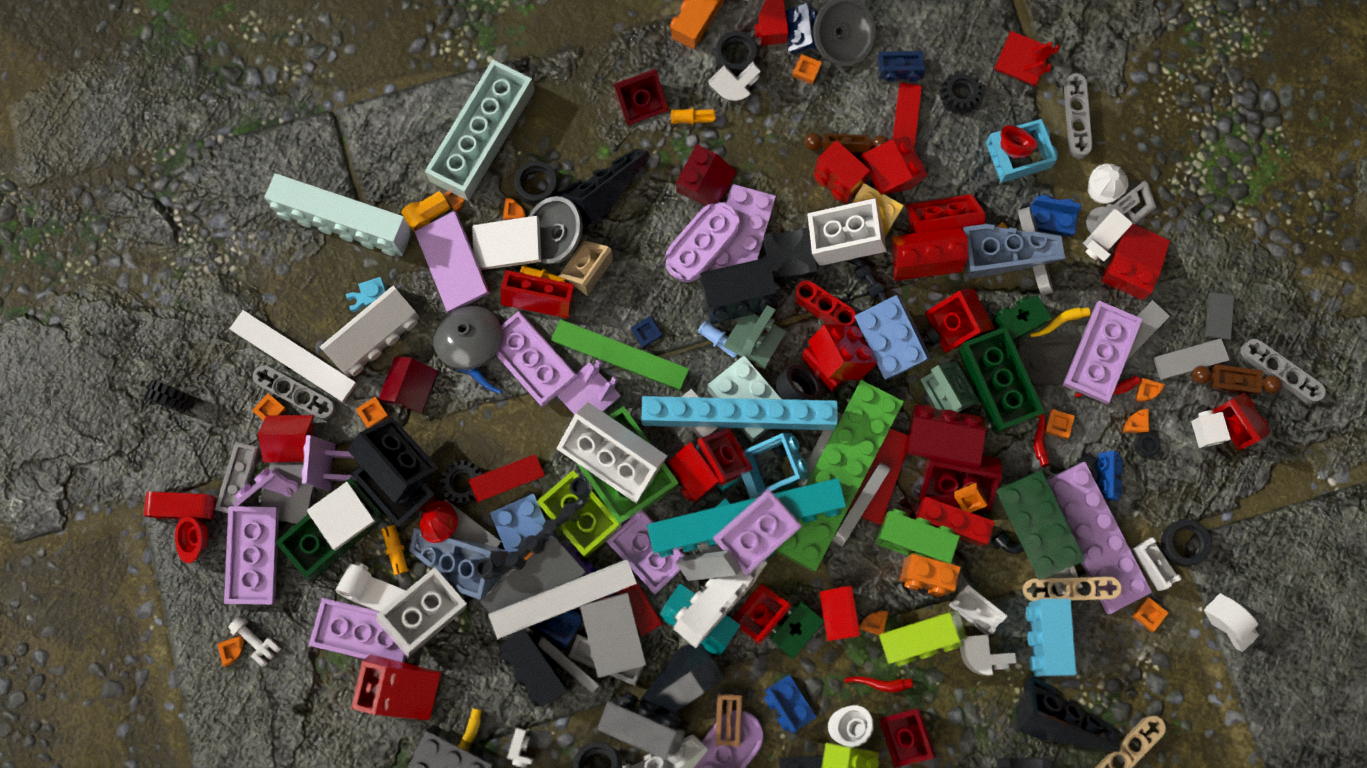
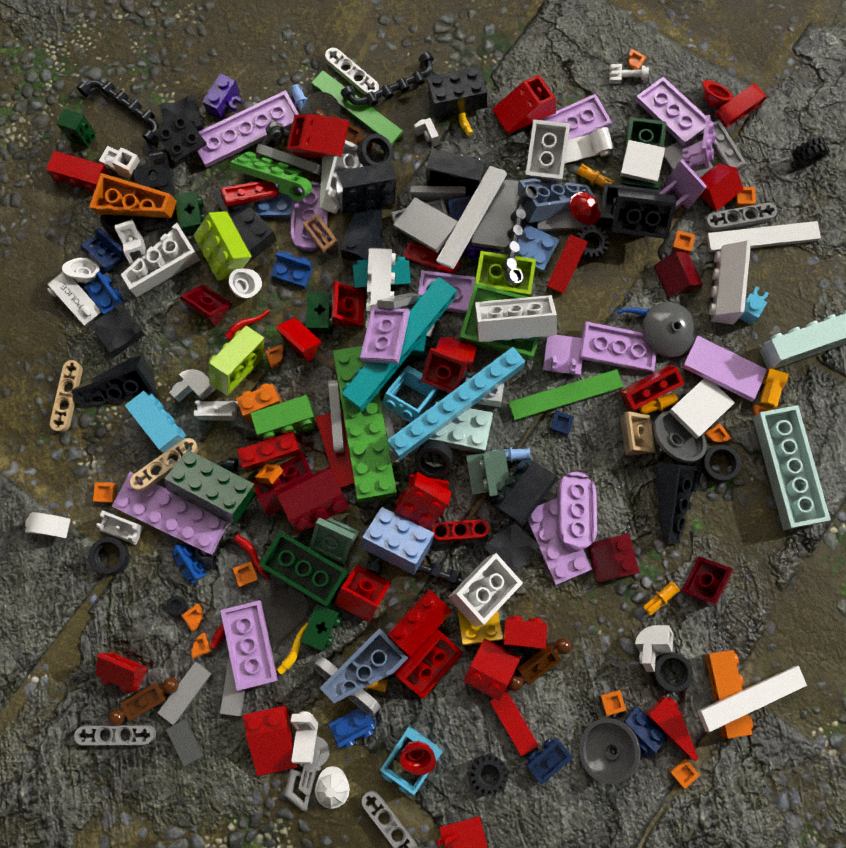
camera: 145 degrees right, 0 degrees up
(1210, 429) = (139, 648): white brick -> none

